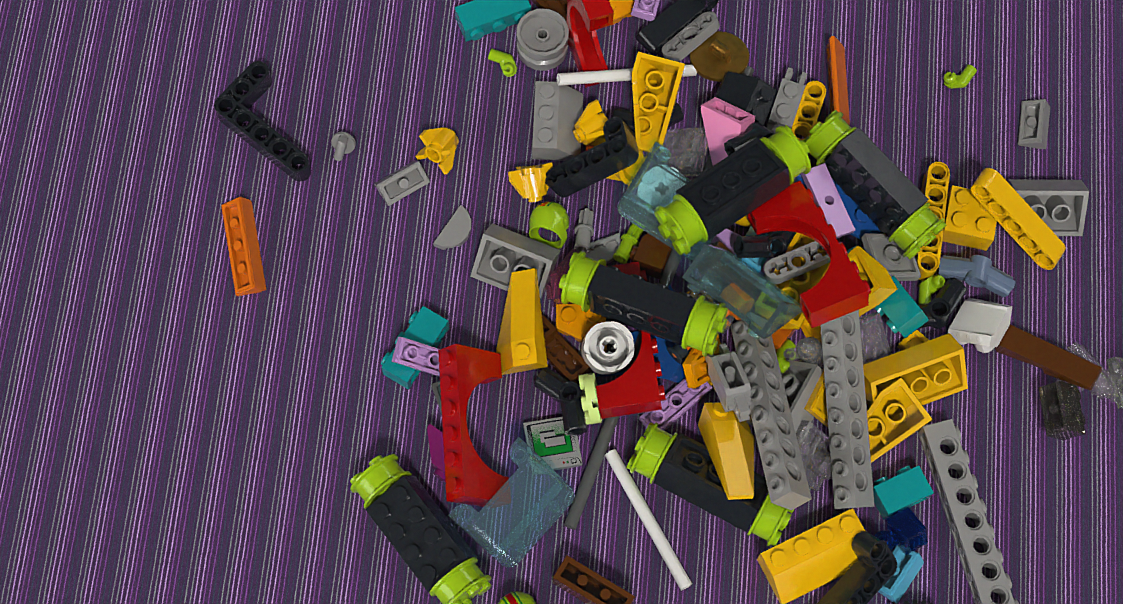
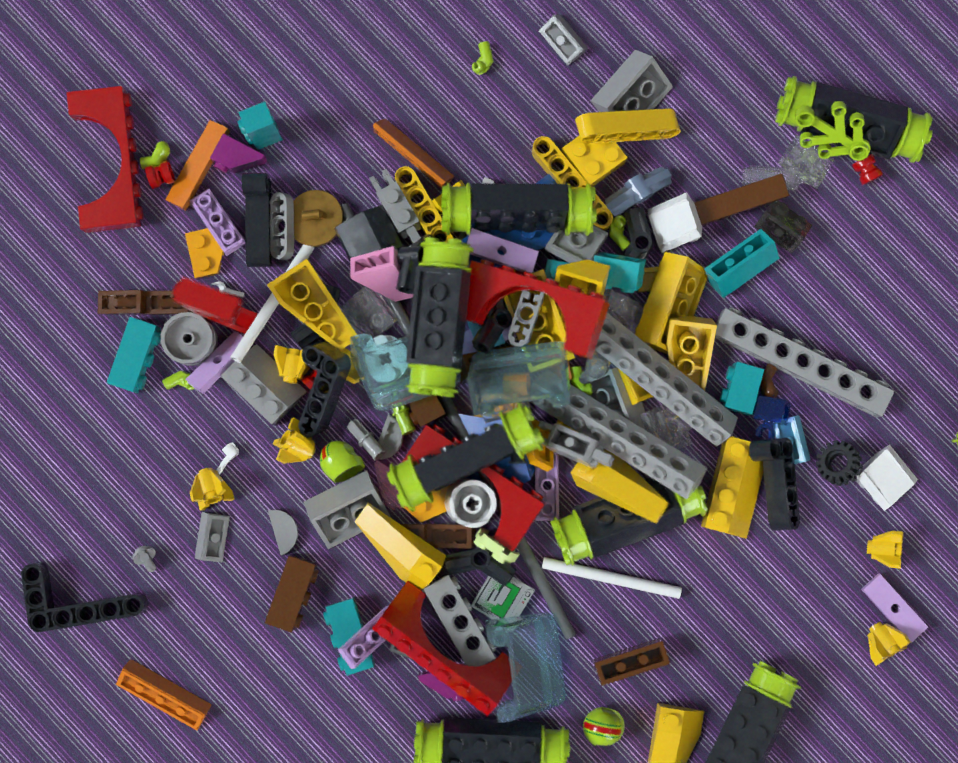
camera: 50 degrees left, 15 degrees up
(410, 275) = (292, 593): none -> reddish brown brick
(481, 143) = (231, 451): none -> white hand
(511, 385) = (436, 592): none -> light grey brick
(531, 72) = (215, 364): none -> lavender tile
(604, 31) = (222, 287): none -> white hand
(926, 507) = (767, 386): none -> reddish brown arm
(1000, 403) = (742, 263): none -> teal brick

